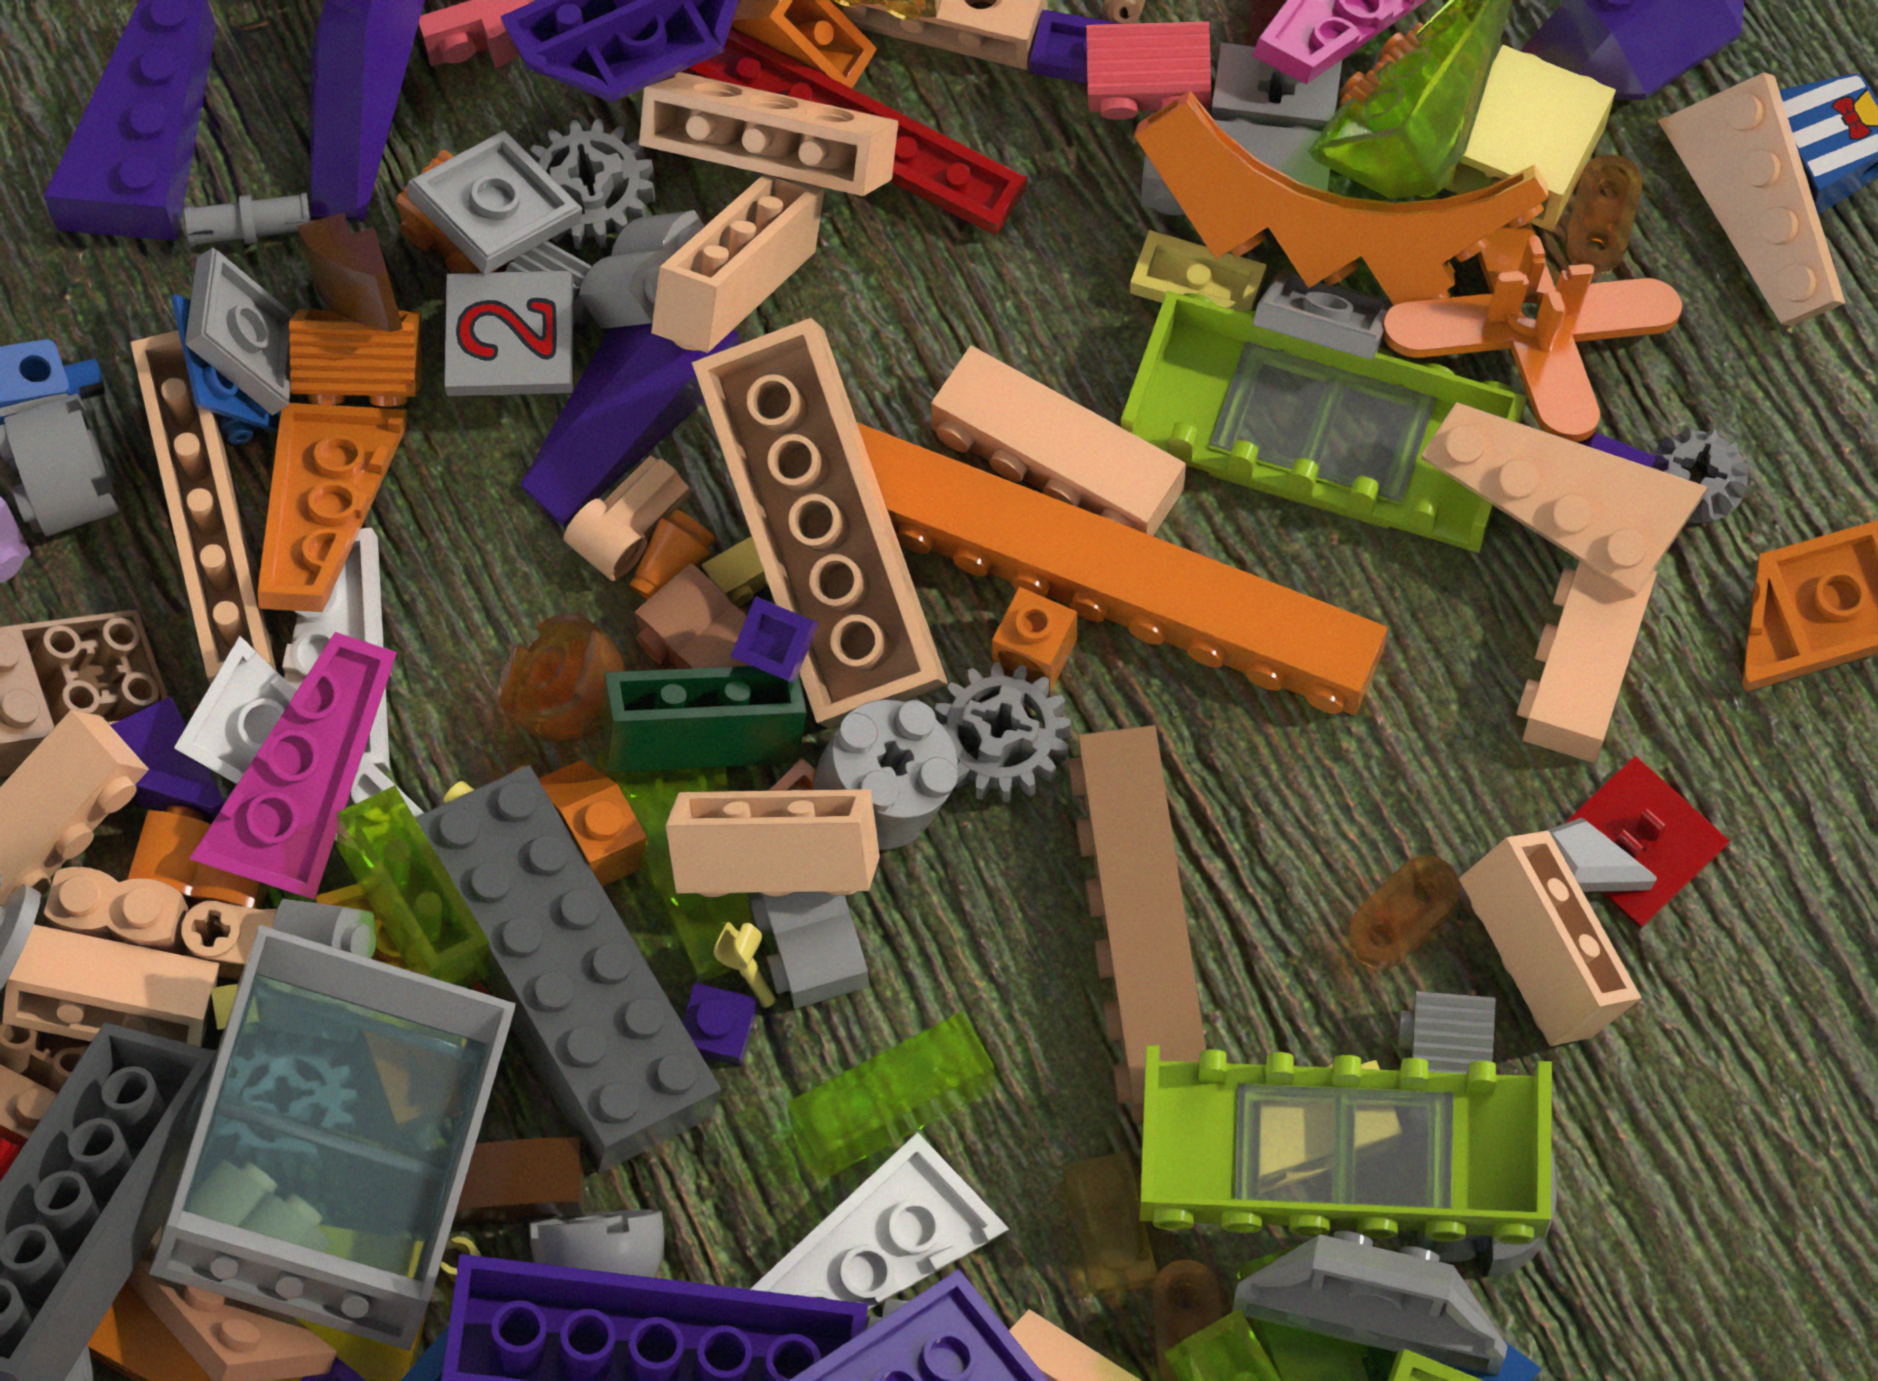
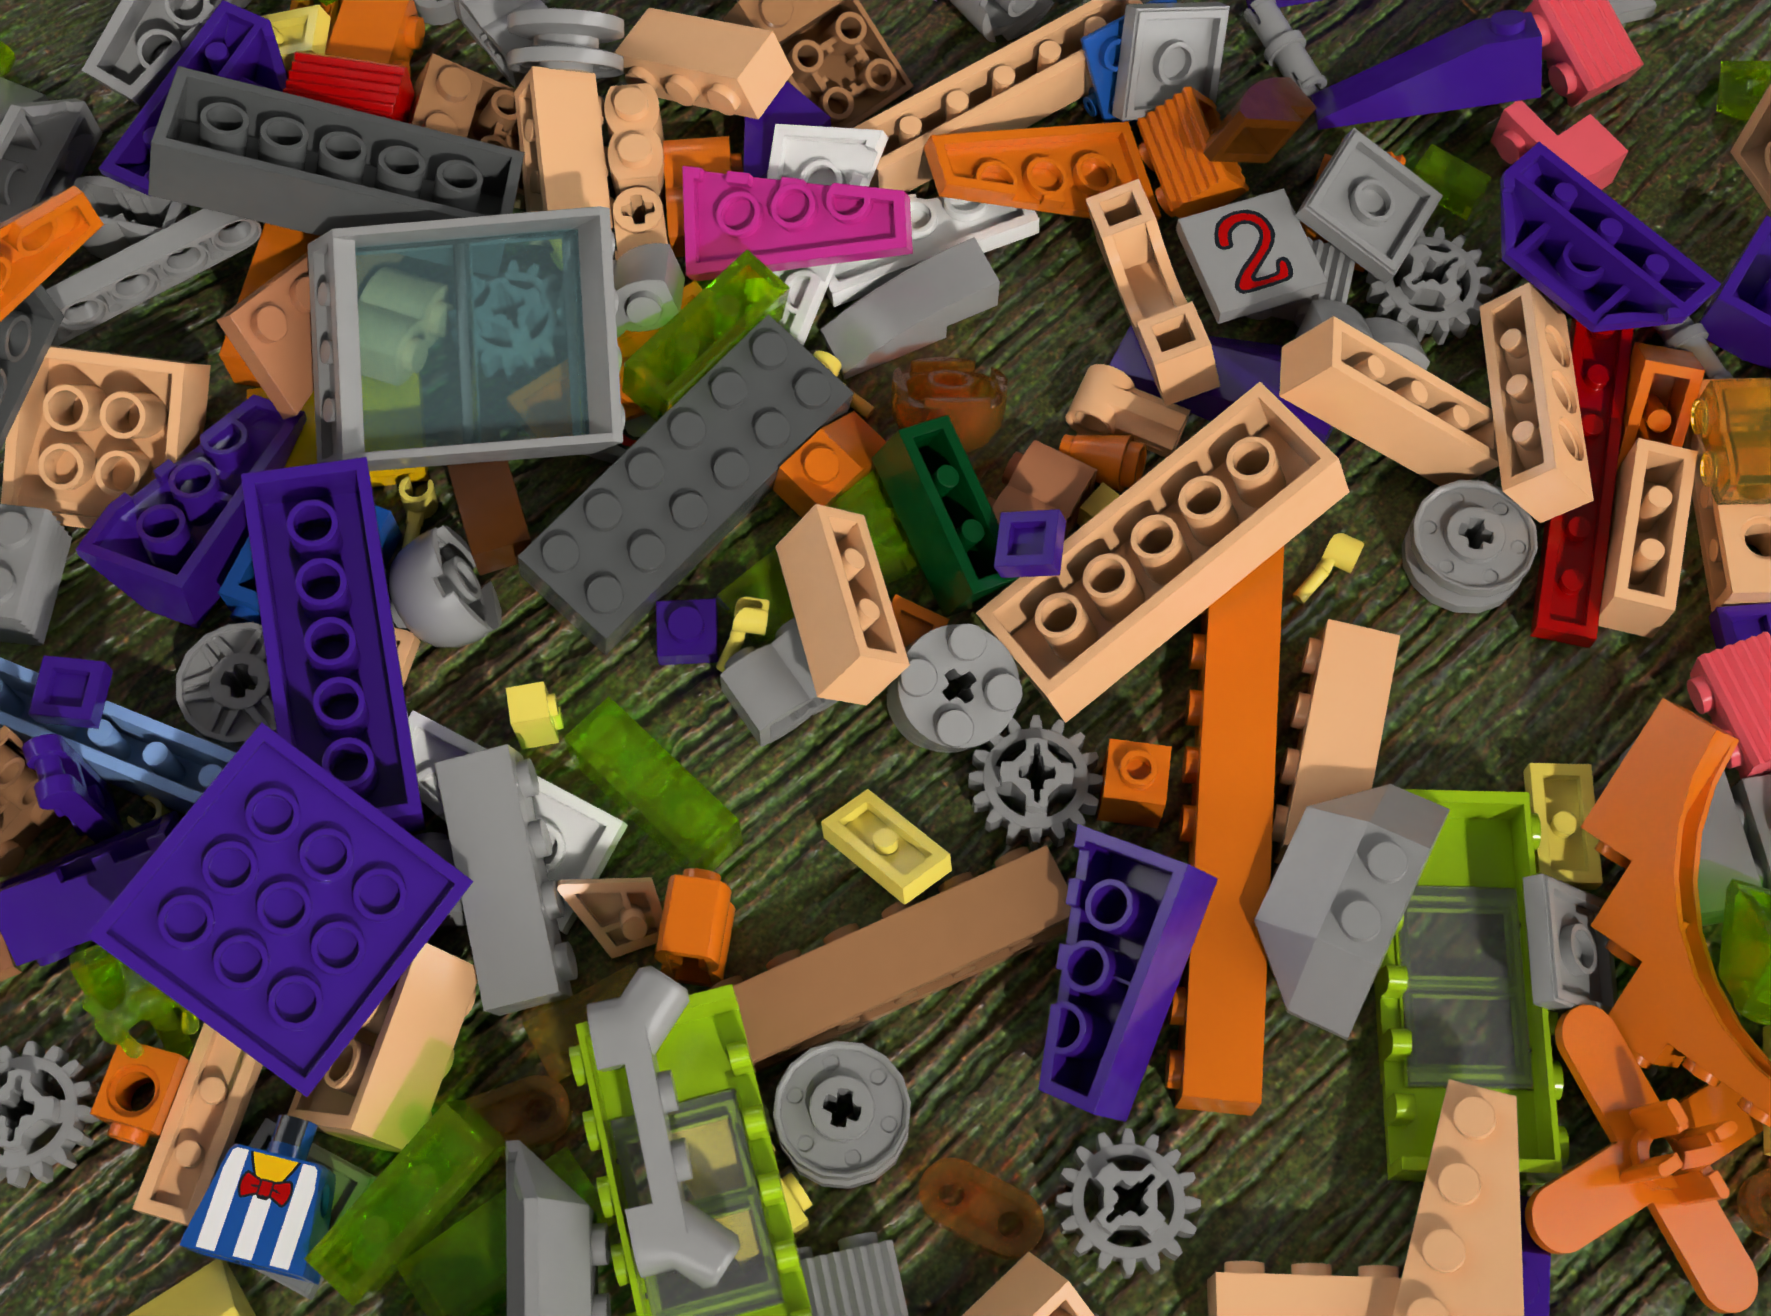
camera: 70 degrees right, 0 degrees up
(428, 689) = (913, 309): none -> light grey slope
(469, 447) = (1157, 309): none -> light nougat arch
(471, 119) = (1453, 178): none -> clear neon green piece
(769, 1193) = (534, 715): none -> light yellow piece
(854, 370) = (1341, 553): none -> light yellow hand
(889, 253) = (1461, 576): none -> light grey wheel
(911, 1249) = (511, 902): none -> light grey brick
(941, 89) = (1647, 537): none -> light nougat brick
(1008, 1164) = (617, 911): none -> light nougat piece
(1024, 888) = (886, 846): none -> light yellow plate
(1059, 1084) = (695, 928): none -> orange brick
(1179, 1146) = (669, 1230): none -> light grey plate
(1210, 695) = (1120, 969): none -> dark purple wedge
(1224, 480) = (1344, 899): none -> light grey wedge
(1265, 976) = (821, 1081): none -> light grey wheel
(1428, 805) = (1150, 1225): none -> light grey gear

